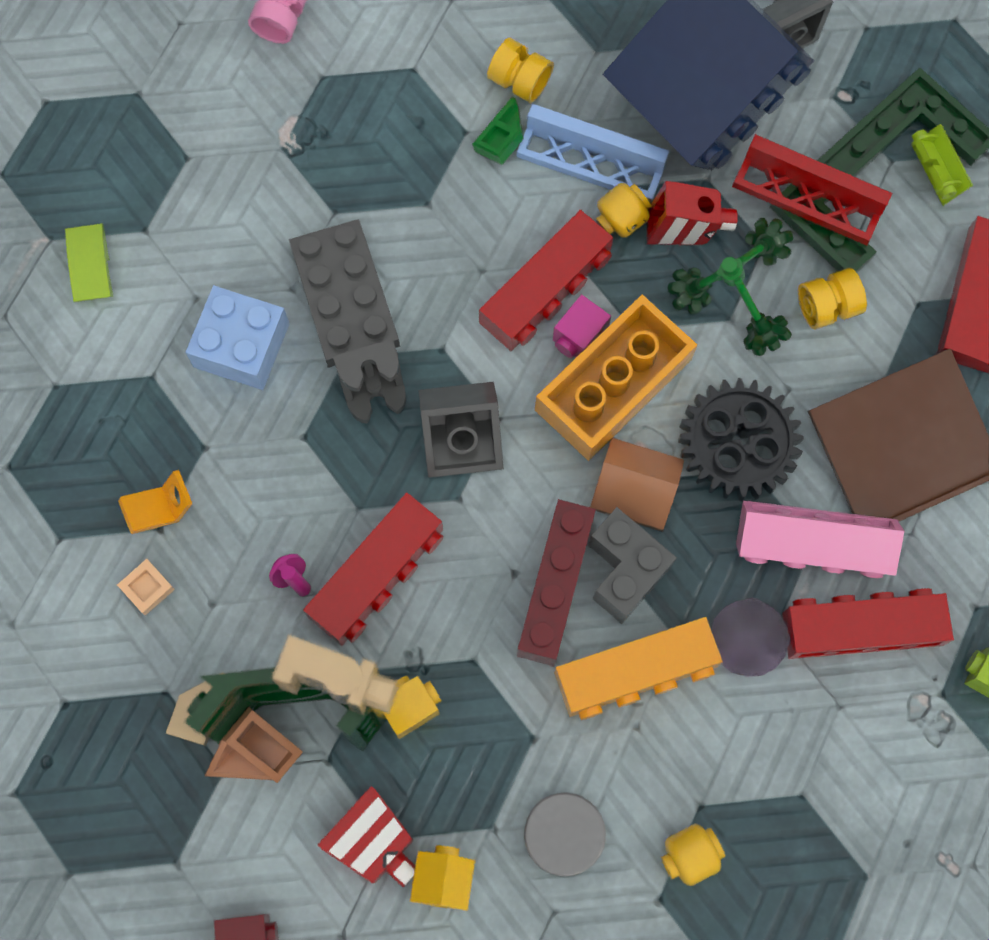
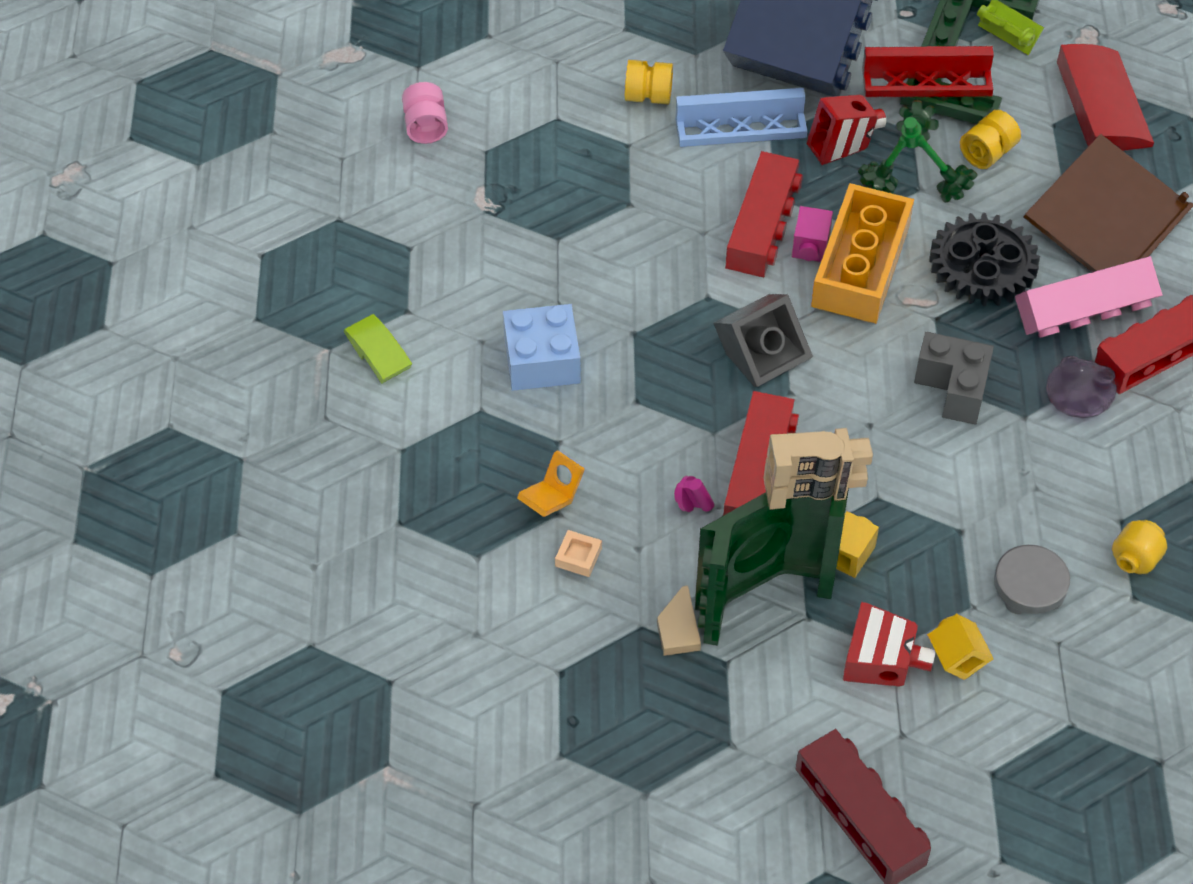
camera: 25 degrees left, 20 degrees down
(253, 751) = (746, 628): nougat slope -> none
(351, 316) = (627, 298): dark grey hinge -> none
(501, 134) = (660, 133): green tile -> none
(556, 583) = (910, 410): dark red brick -> none
(623, 210) = (793, 140): yellow head -> none
(637, 483) = (913, 316): nougat slope -> none
(638, 667) = (1010, 442): light orange brick -> none

